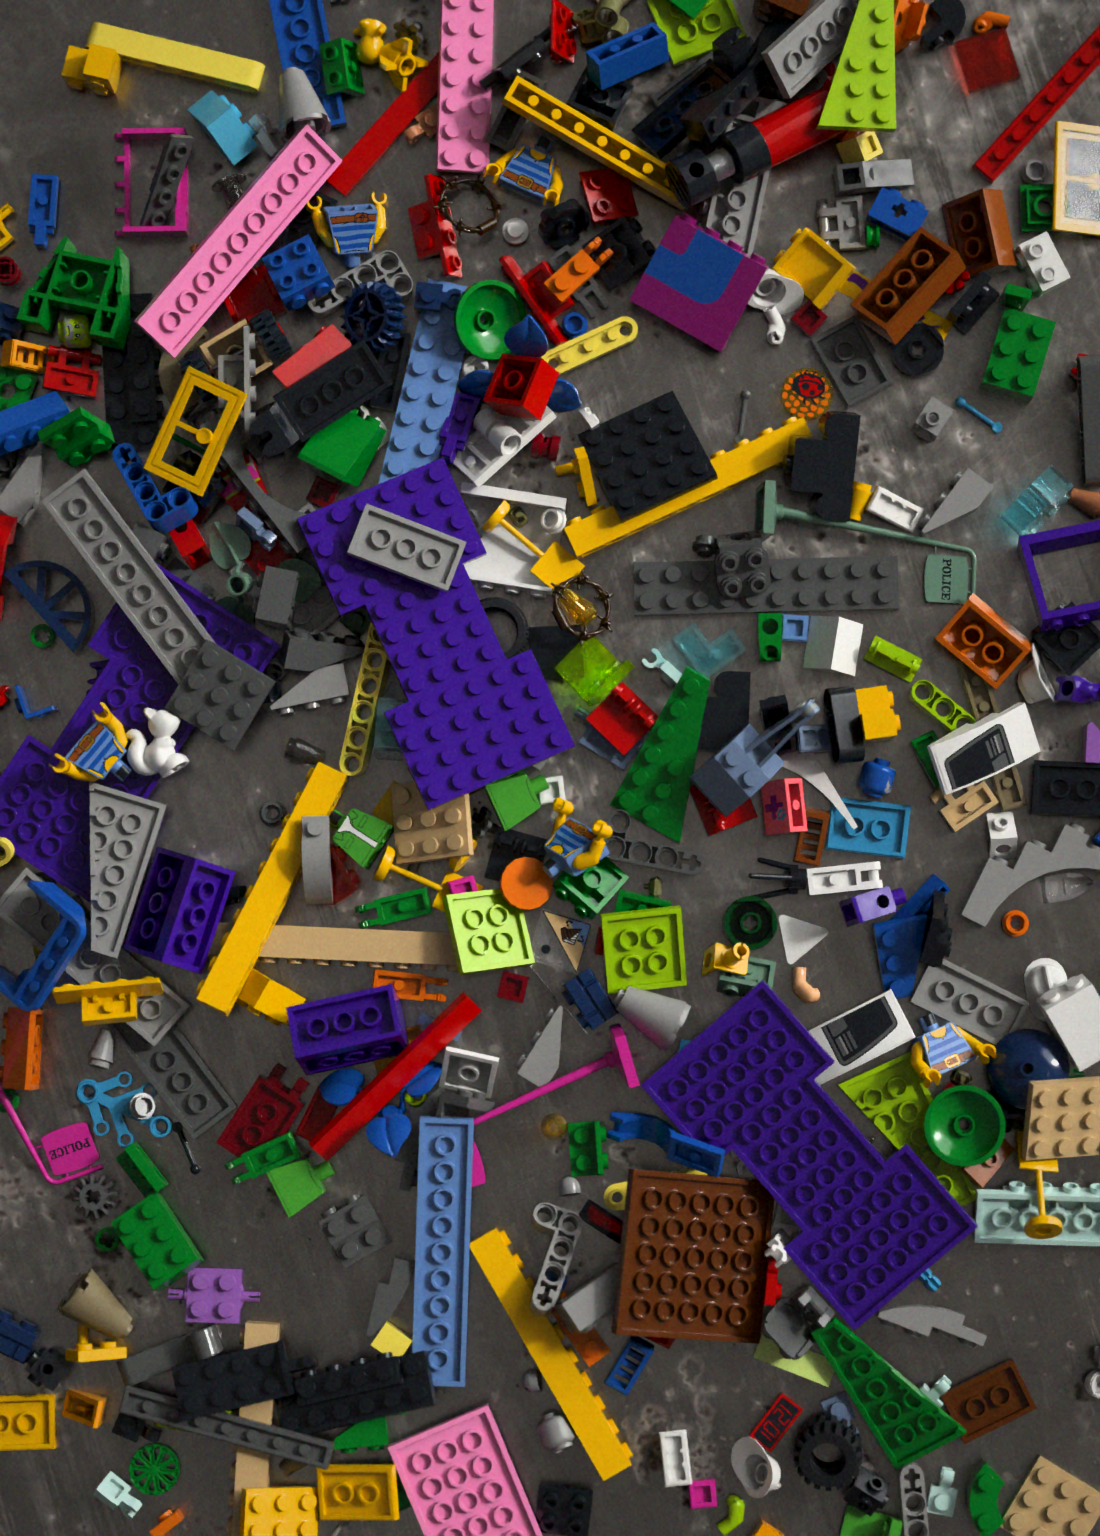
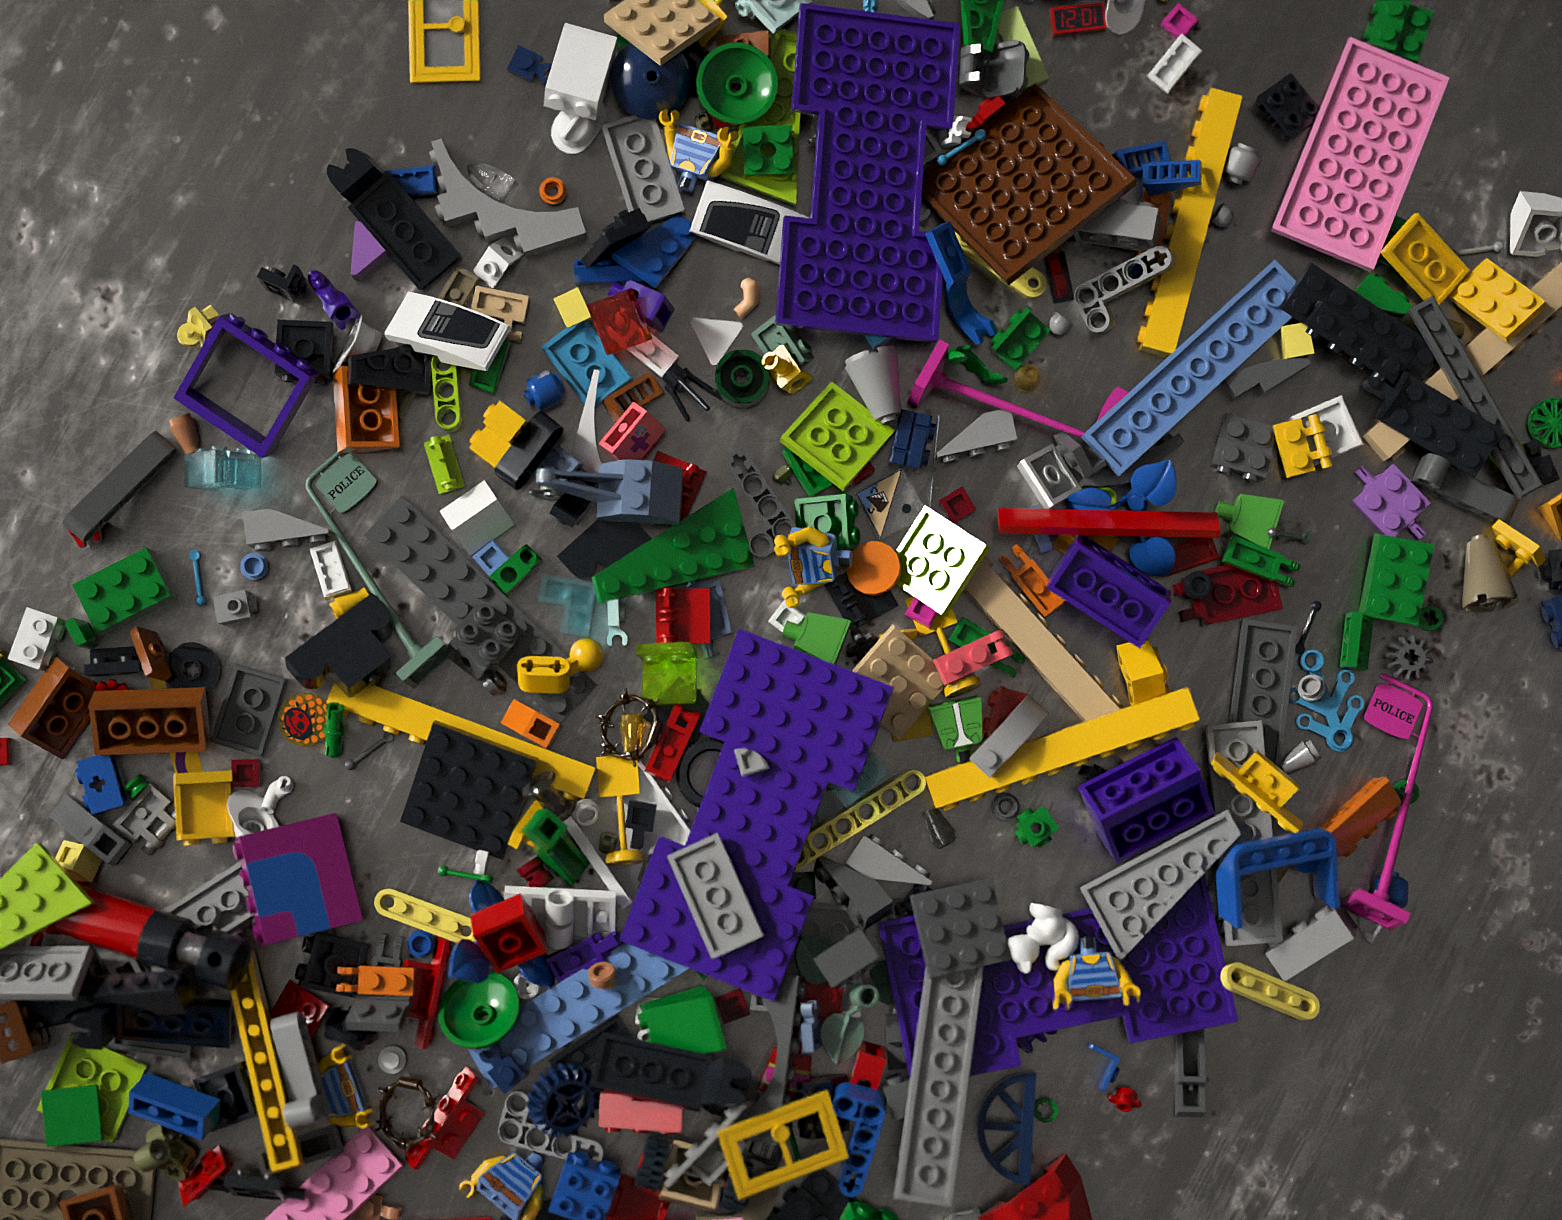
camera: 140 degrees left, 0 degrees up
(243, 826) = (1045, 824): none -> green brick
(250, 1208) = (1304, 537): none -> flat silver hinge
(291, 1097) = (1197, 585): none -> black tile
(308, 1301) = (1340, 428): none -> white tile
(317, 1263) = (1295, 448): none -> yellow plate
(396, 889) = (971, 657): none -> coral plate
(430, 423) = (602, 975): none -> nougat tile
(474, 661) = (750, 762): none -> light grey tile
(511, 553) = (640, 819): none -> black plate
(541, 624) = (672, 744): none -> red plate
(550, 476) = (554, 845): none -> green arch
(554, 249) = (378, 1013): none -> dark grey plate
(566, 159) = (300, 1071): none -> light grey beam
(586, 503) = (548, 797): none -> clear smoke hose
(601, 1098) = (974, 364): none -> green helmet
(607, 1358) = (1155, 173): none -> blue slope
(609, 388) = (444, 871): none -> green hinge
(651, 542) = (531, 724): none -> orange slope
(670, 589) = (553, 674): none -> yellow beam
(759, 1264) = (980, 135): none -> dark azure hinge
(779, 404) = (334, 729): none -> green pin
(873, 874) = (619, 321): none -> clear red tile
(911, 1104) = (759, 136): none -> green piece
(915, 854) = (572, 307): none -> light yellow panel
(948, 460) = (254, 566): none -> medium blue plate
(955, 330) = (150, 653): none -> dark orange plate
(994, 683) = (391, 370): none -> black wing

